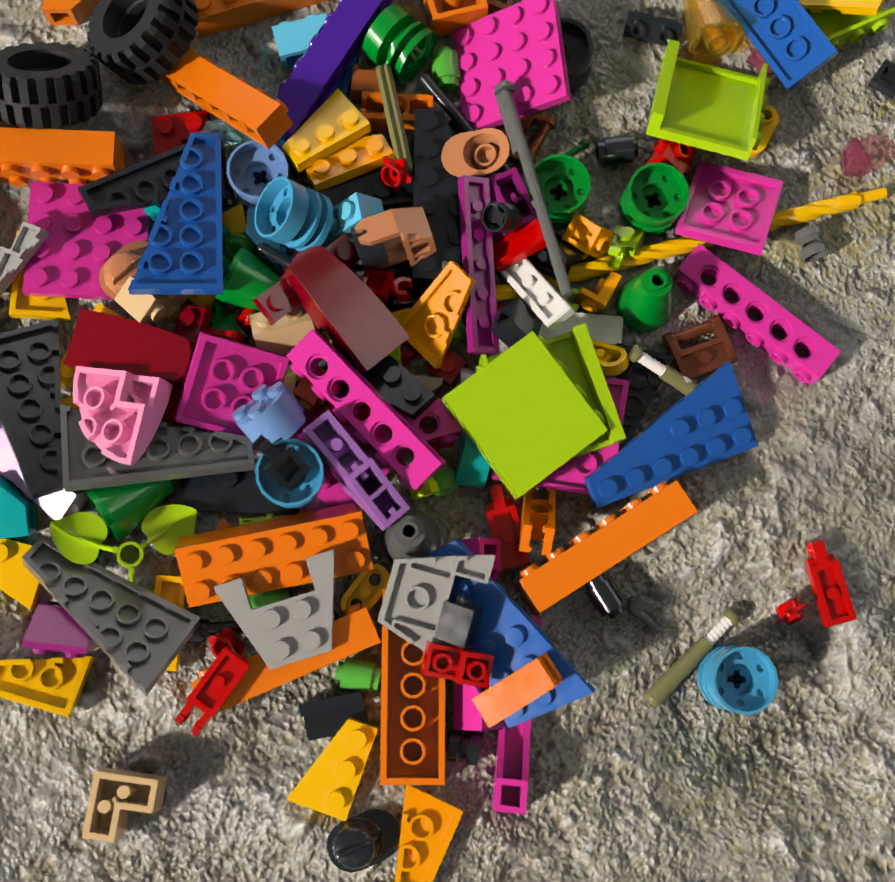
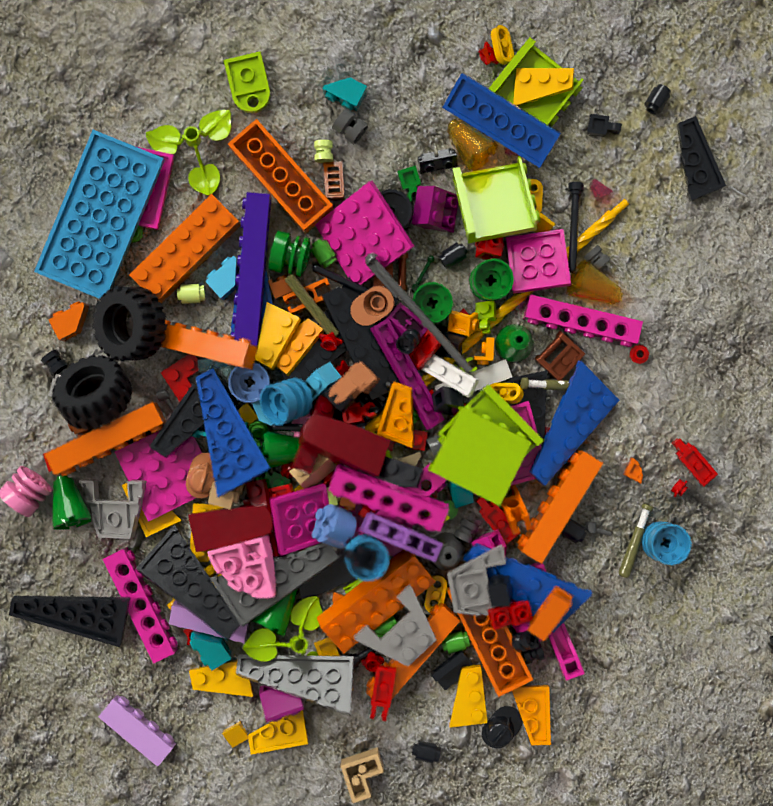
camera: 25 degrees left, 10 degrees up
(21, 32) = (54, 362): none -> black wheel
(233, 819) = (426, 752): none -> black brick
(246, 39) = (191, 293): none -> yellowish green brick
(454, 521) = (466, 530): none -> dark grey wheel
(460, 718) = (524, 641): none -> black wheel
(604, 33) = (409, 179): none -> green plate
(621, 82) = (435, 209): none -> magenta slope
(734, 557) = (634, 471): none -> orange tile
(757, 163) = (545, 224): none -> yellow slope
(792, 275) = (593, 285): none -> clear yellow cone
(806, 401) = (633, 354): none -> red plate
(821, 145) = (575, 190): none -> black piece

